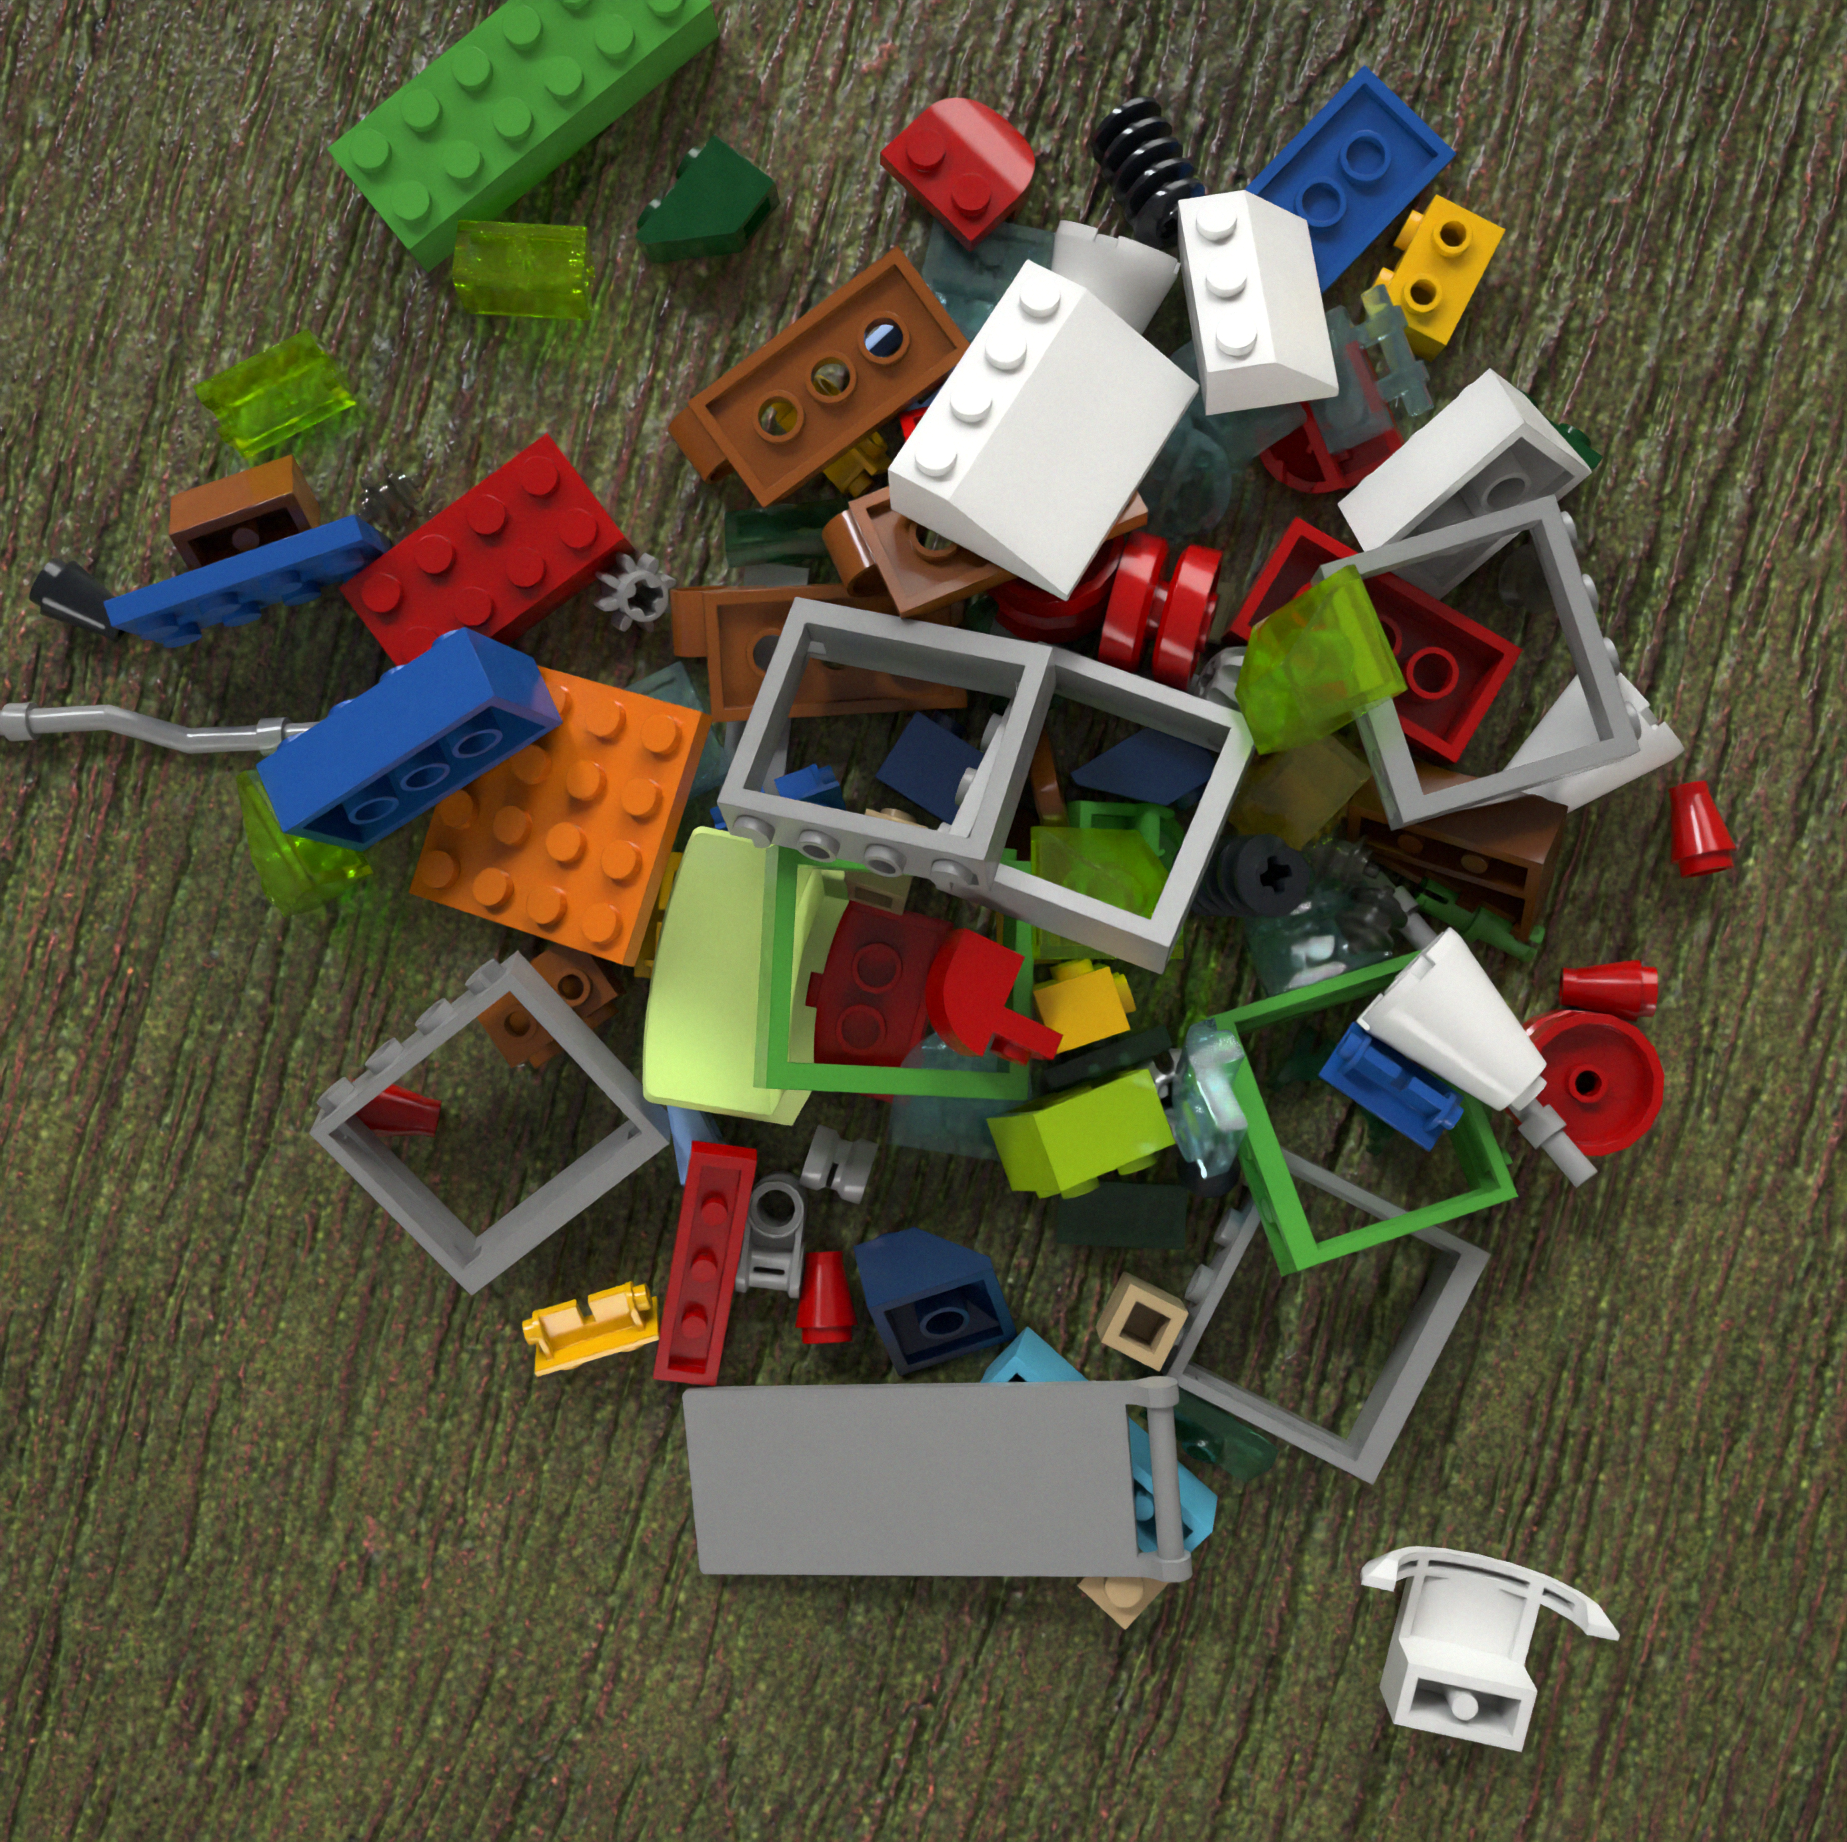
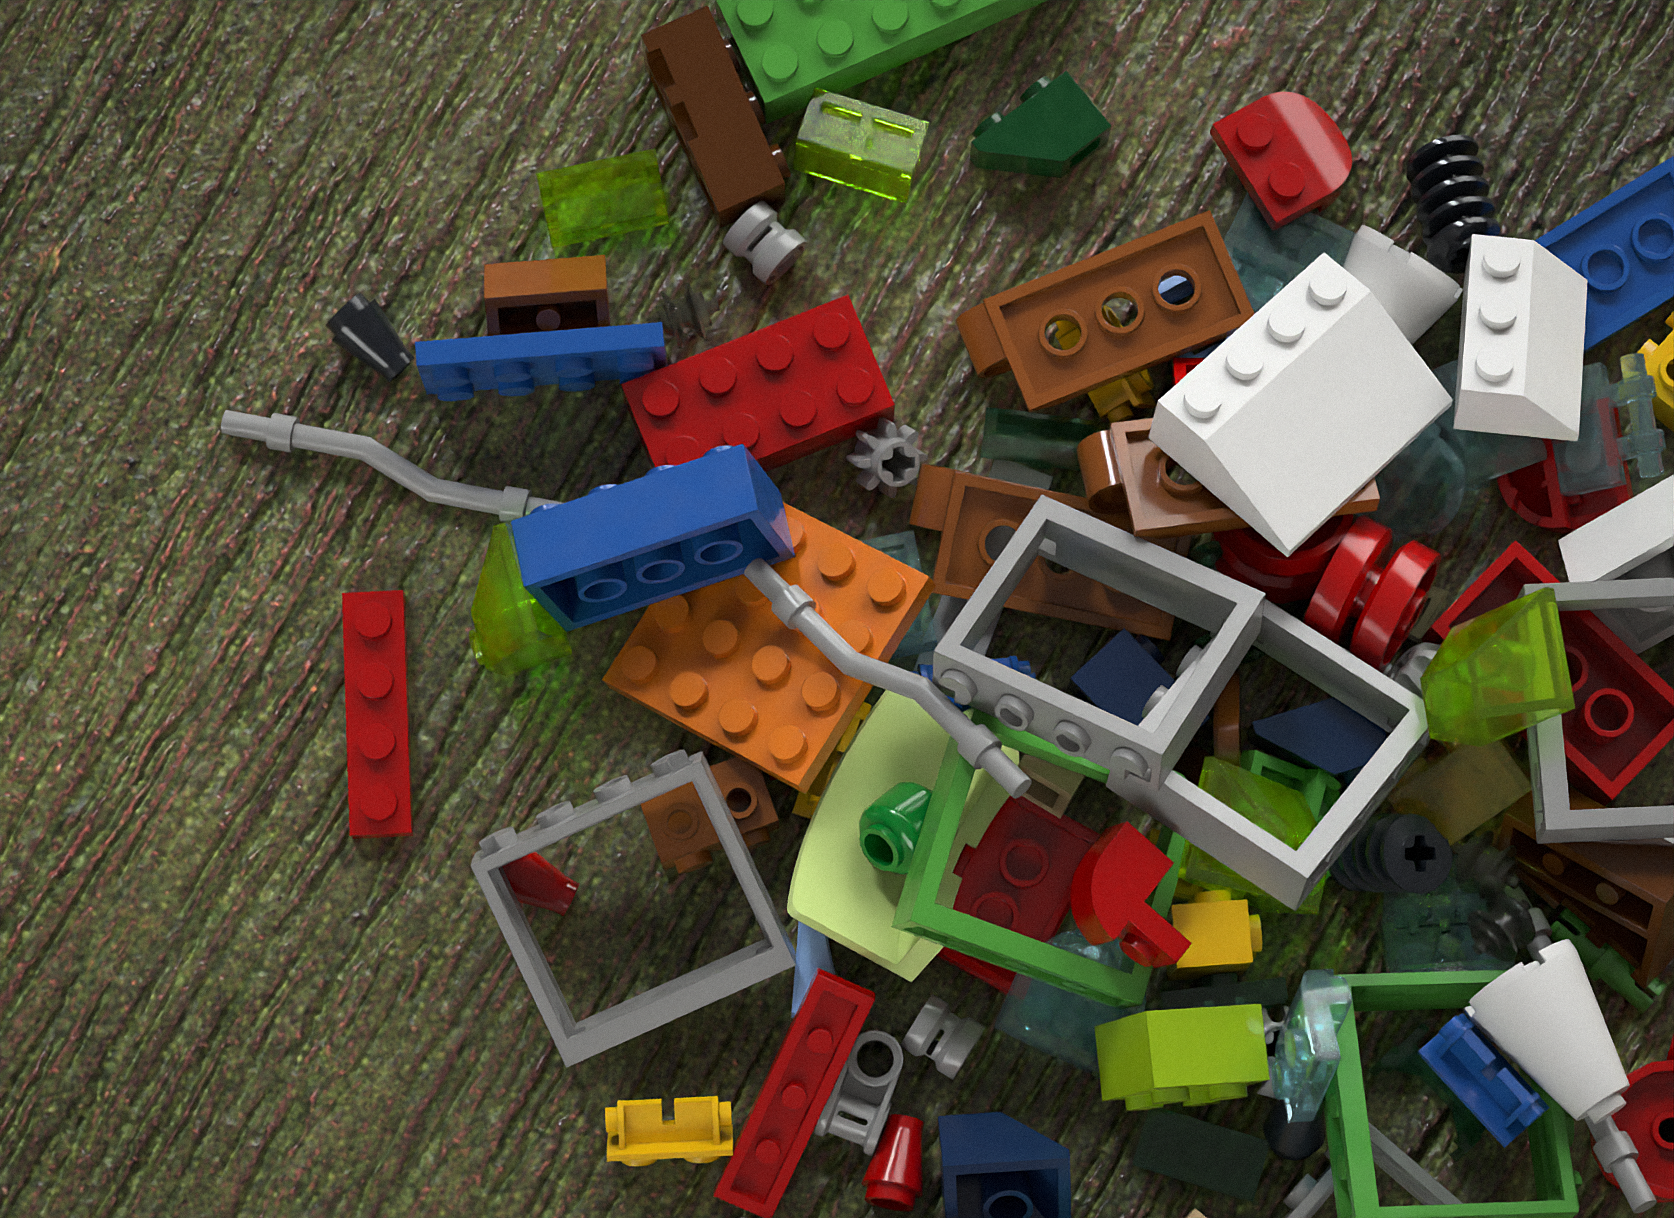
camera: 15 degrees right, 10 degrees down
(197, 981) = (377, 714): none -> red plate
(361, 276) = (714, 115): none -> reddish brown wedge
(453, 398) = (764, 242): none -> light grey wheel
(732, 975) = (893, 825): none -> green head
(786, 885) = (974, 742): none -> light grey bar

